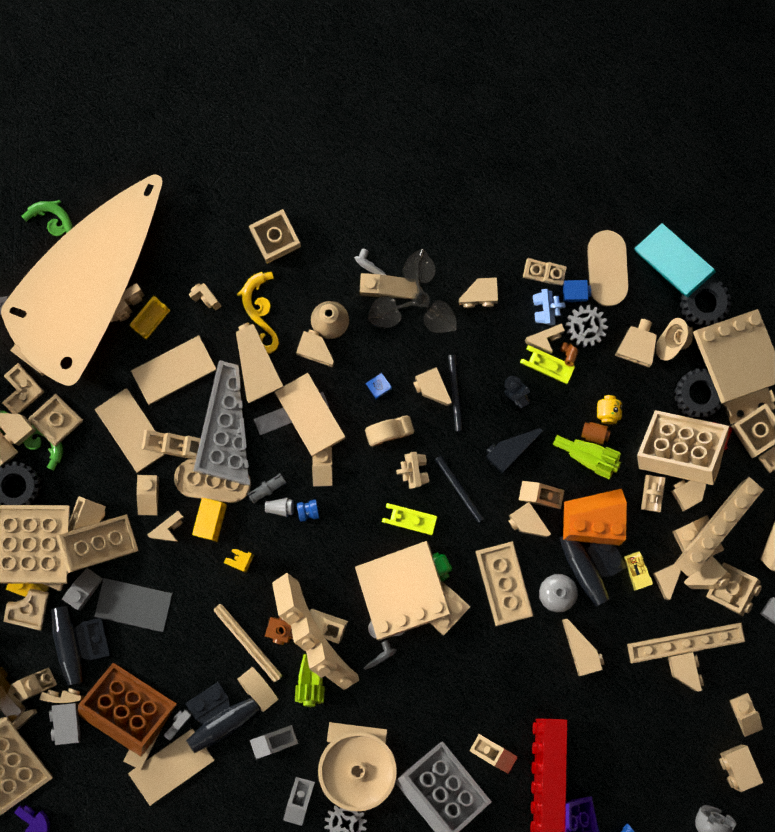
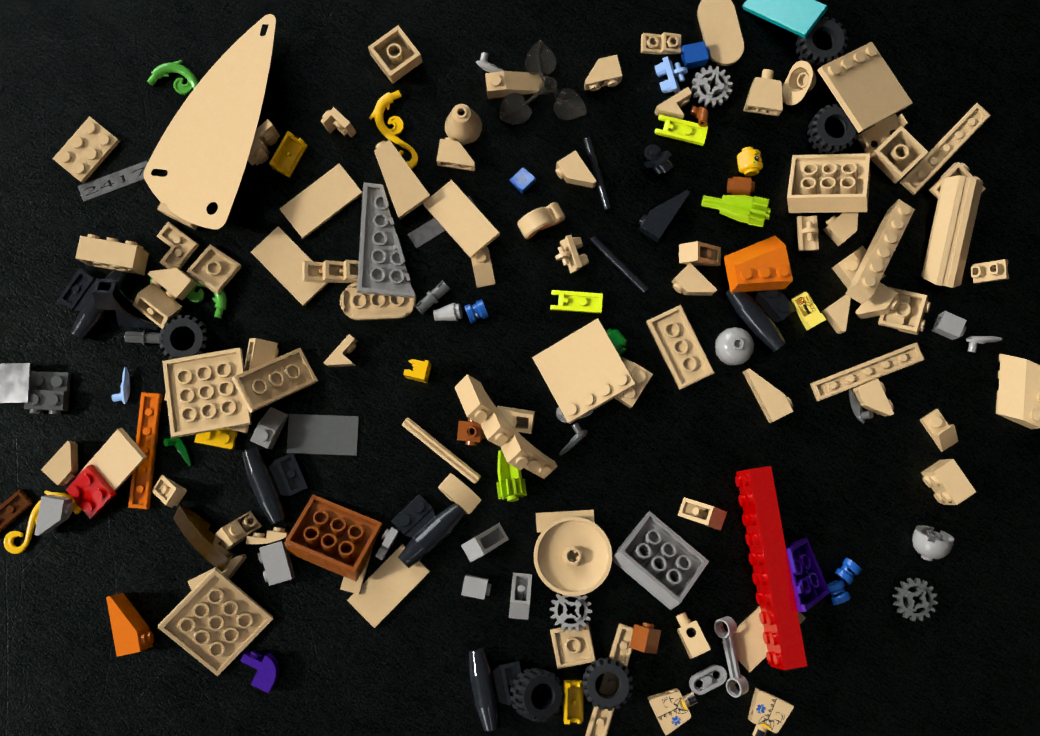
camera: 10 degrees left, 0 degrees up
(29, 611) = (221, 459): tan tile -> none
(147, 494) = (317, 324): tan slope -> none
(209, 519) = (382, 337): yellow hinge -> none
(257, 784) = (475, 587): none -> light grey brick
(668, 678) = (857, 409): none -> dark grey bar

